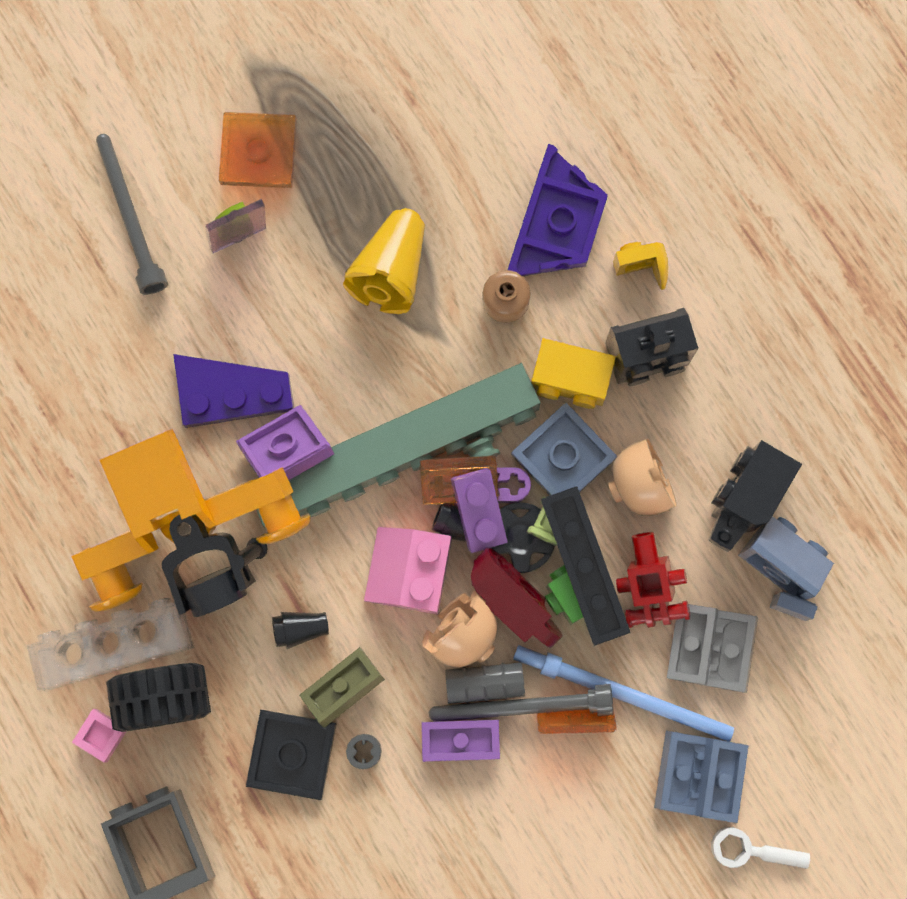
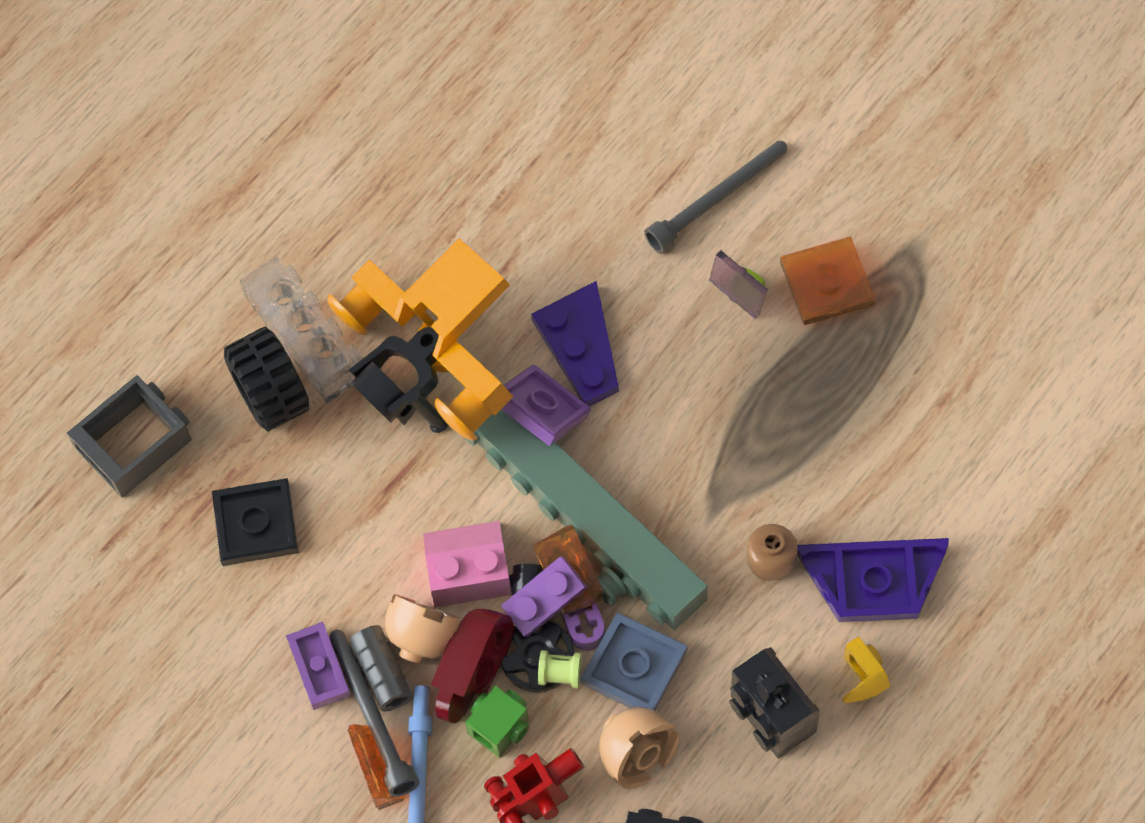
camera: 70 degrees right, 15 degrees down
(98, 736) = (211, 350): bright pink plate -> none
(296, 628) = (375, 482): black cone -> none
(341, 687) = (332, 540): olive plate -> none
(351, 751) = (282, 594): dark grey bush -> none
(389, 264) = (762, 433): yellow cone -> none
(572, 373) = (718, 638): yellow brick -> none
(585, 566) = (527, 713): black panel -> none

